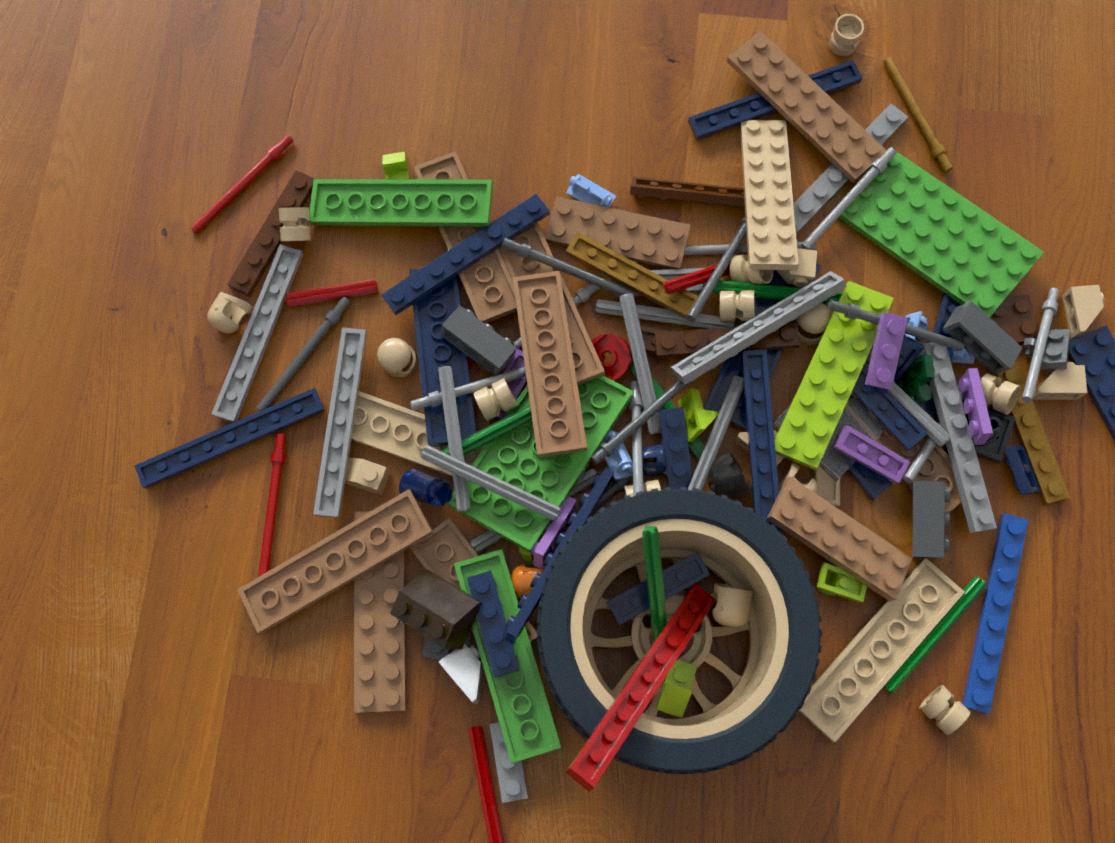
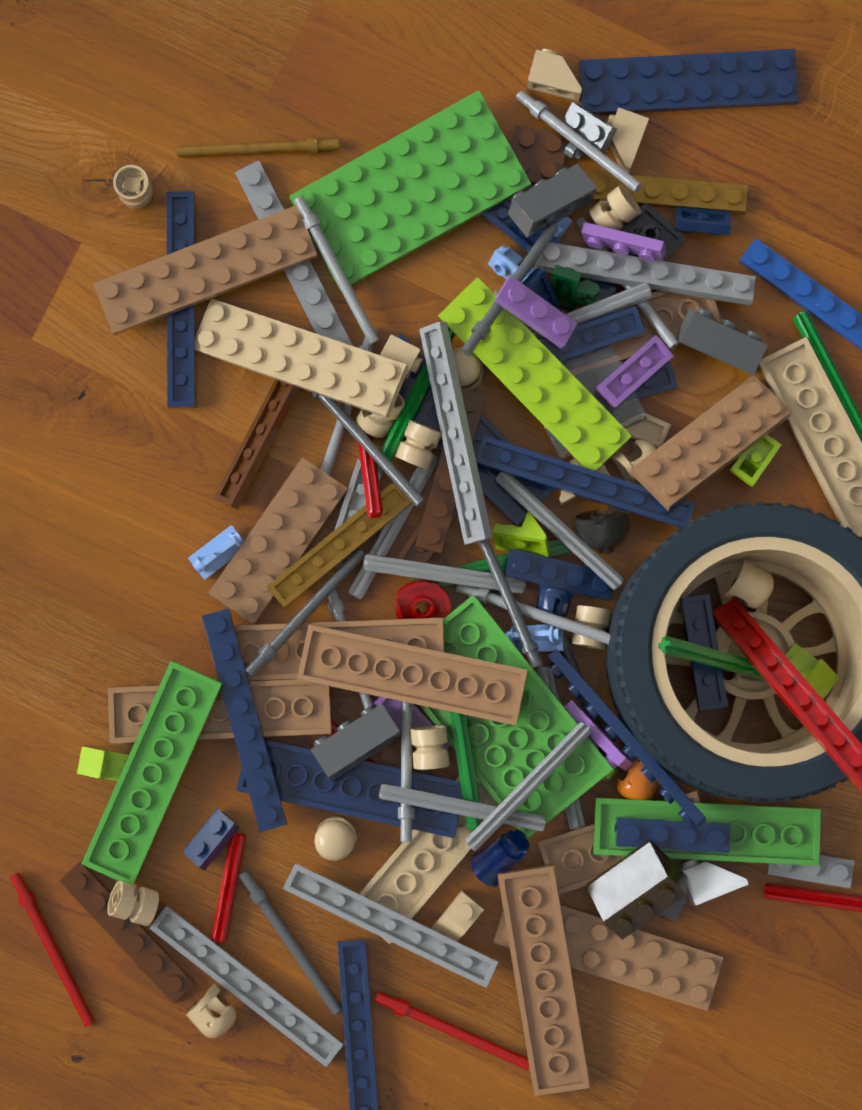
camera: 70 degrees left, 10 degrees up
(364, 266) = (211, 839): none -> dark blue plate

